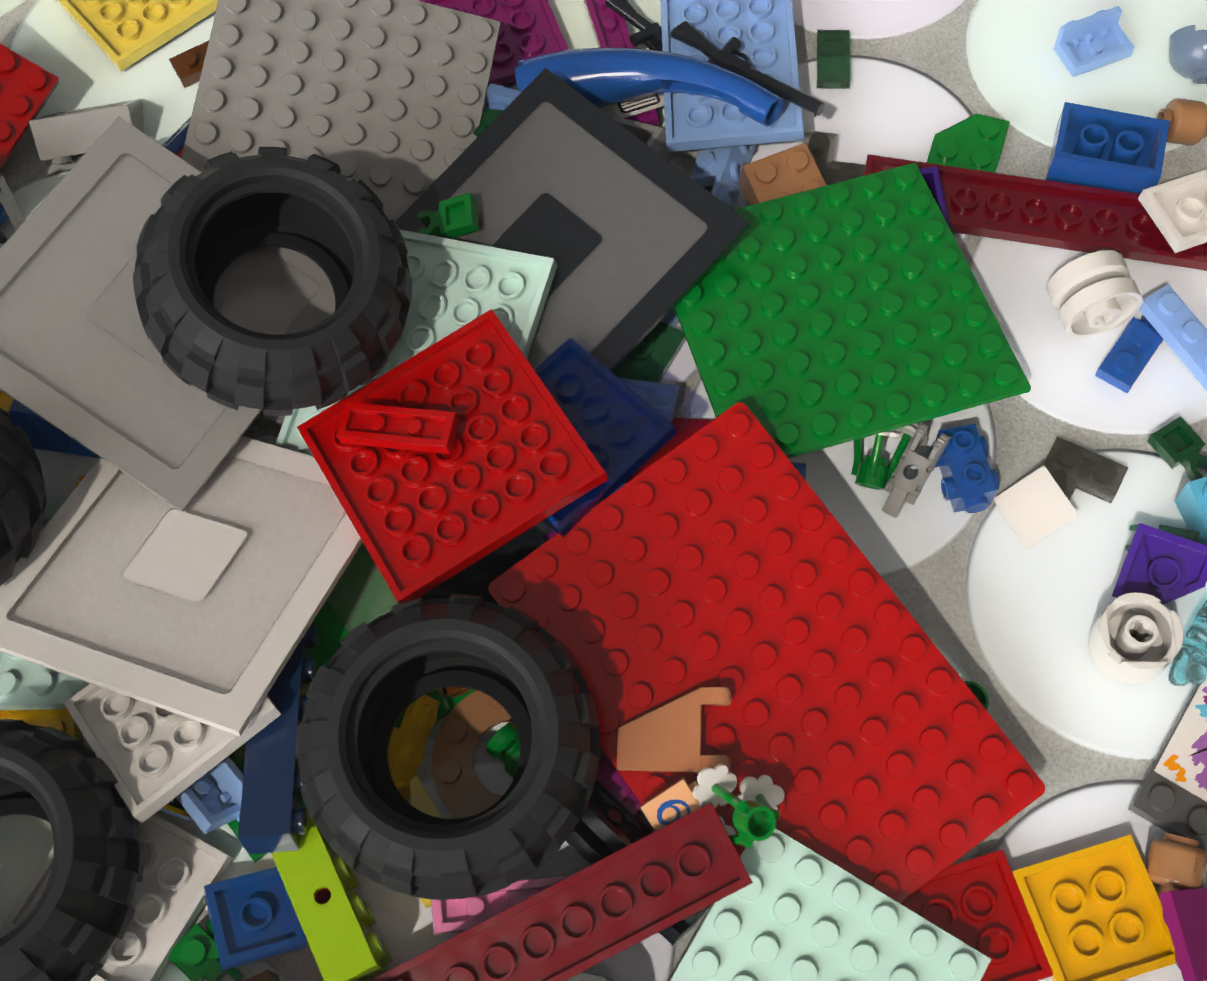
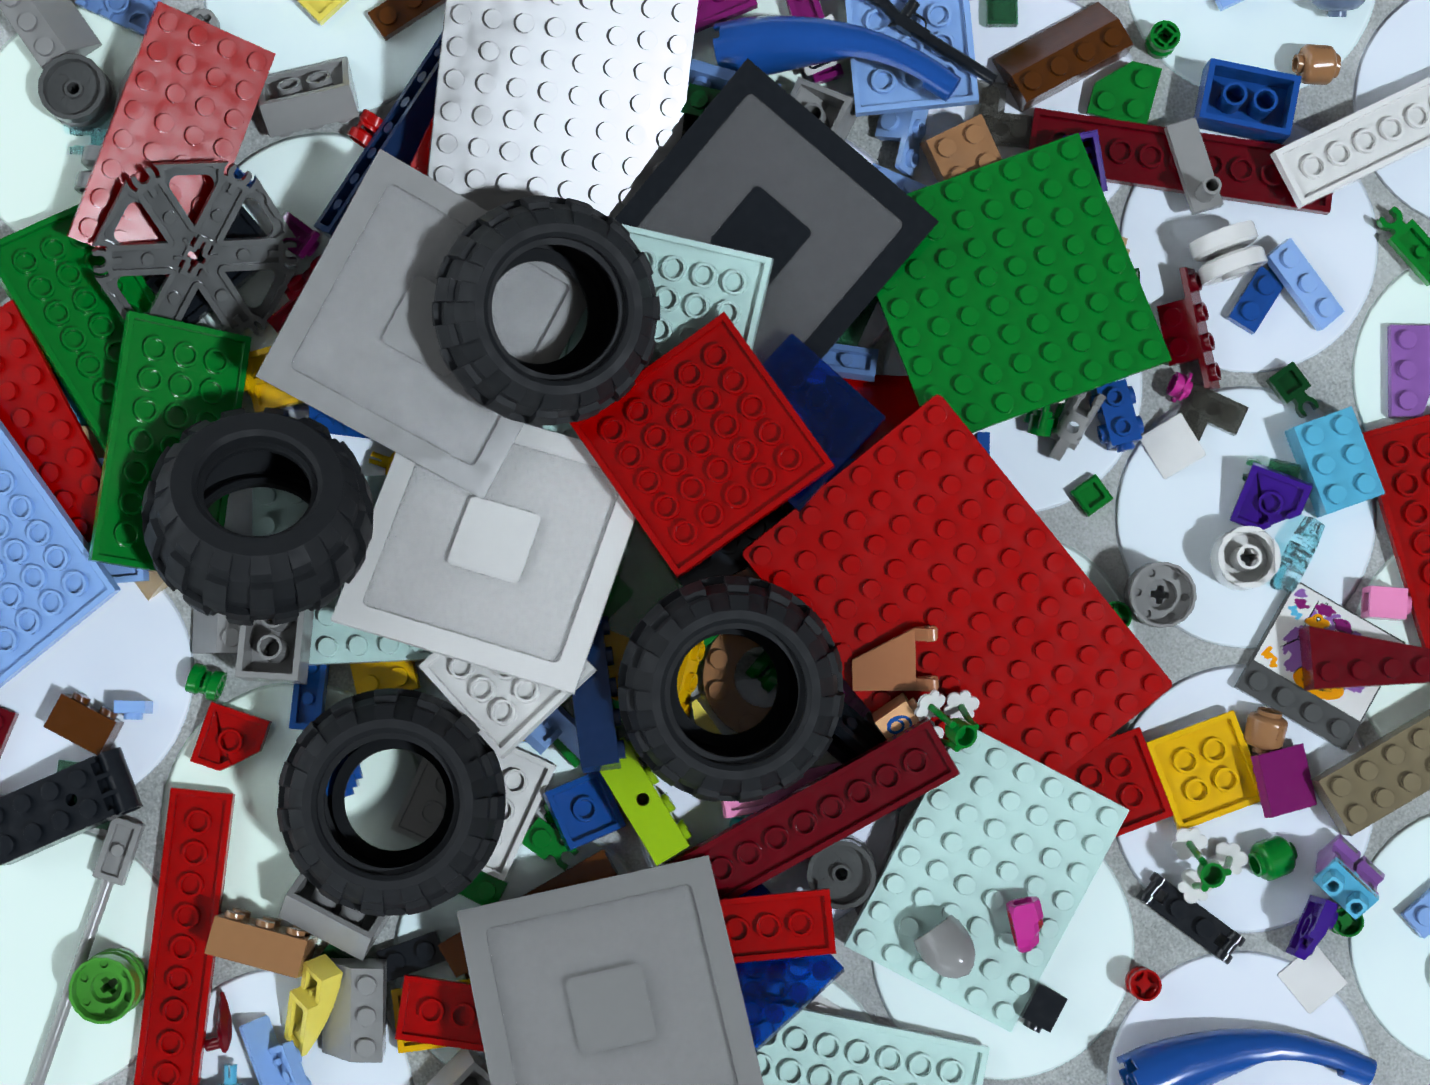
camera: 10 degrees left, 20 degrees up
(398, 427) = (659, 429): red plate -> none
(455, 217) = (678, 214): green plate -> none
(902, 112) = (1063, 55): none -> reddish brown slope
(934, 561) = (1091, 495): none -> green tile
(1009, 96) = (1161, 46): none -> green wheel
(1042, 440) = (1179, 386): none -> dark pink plate
(1045, 666) = (1178, 599): none -> light grey wheel
(1051, 214) = (1194, 166): none -> light grey piece
(1052, 388) = (1186, 330): none -> dark red bracket

